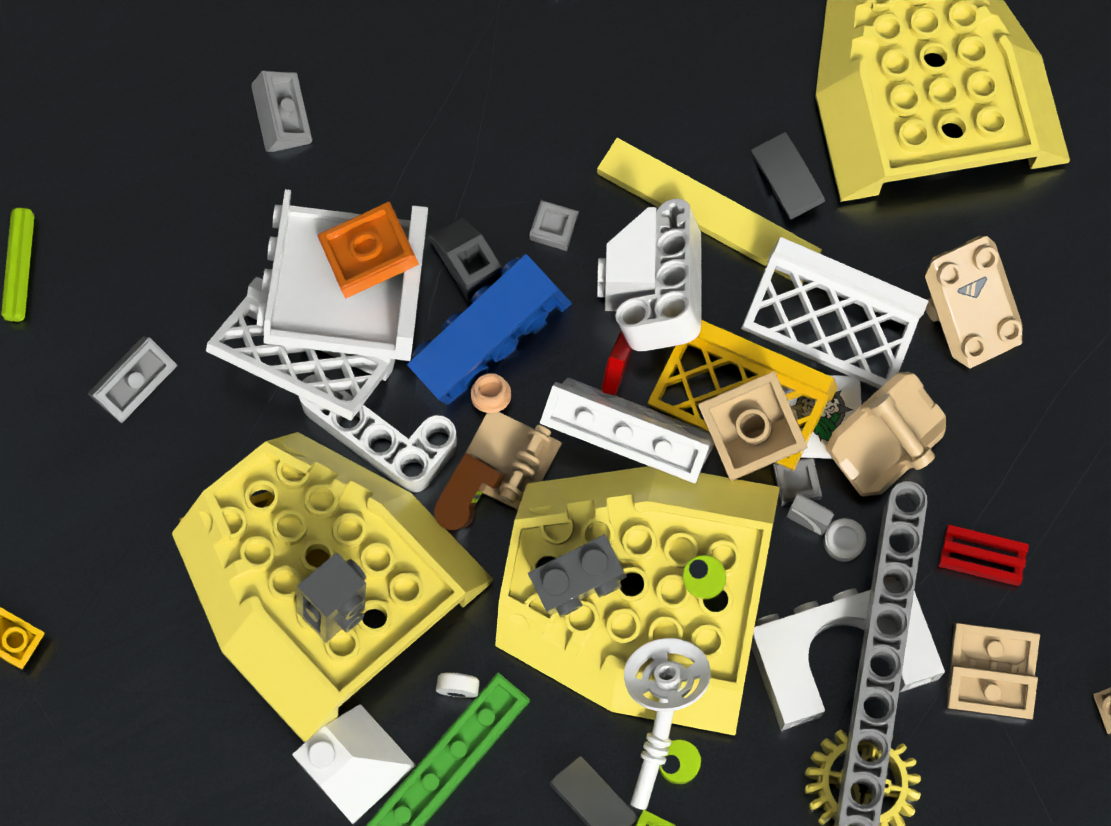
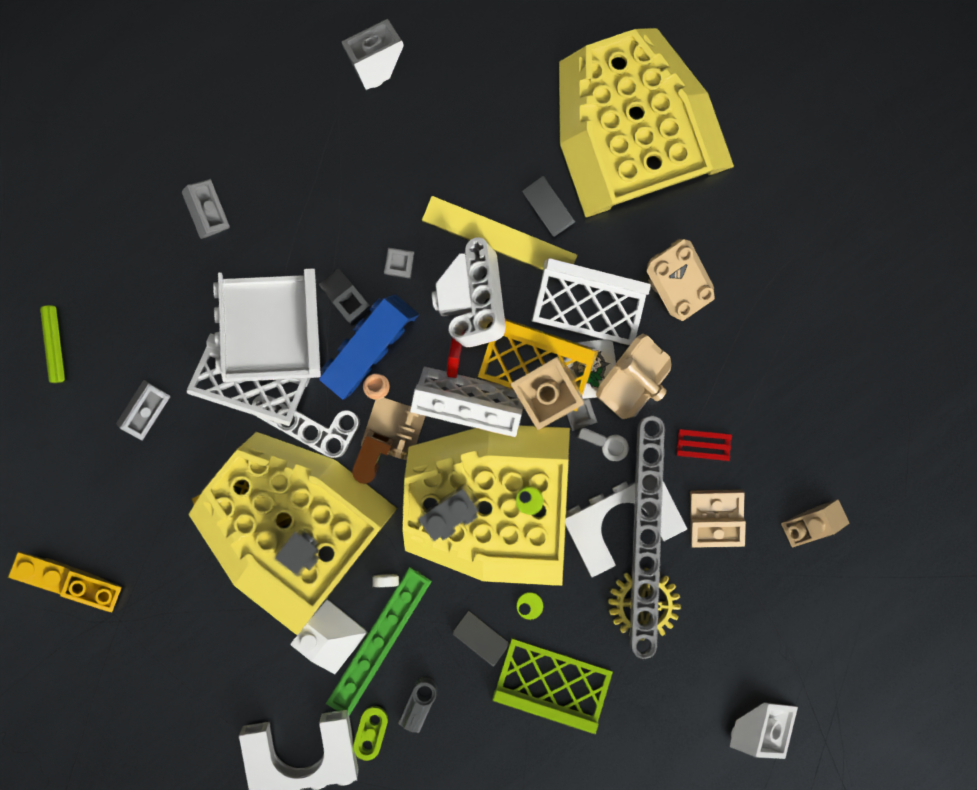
camera: 10 degrees left, 15 degrees up
(367, 250) = (279, 306): orange tile -> none
(669, 690) = (514, 573): white dish -> none

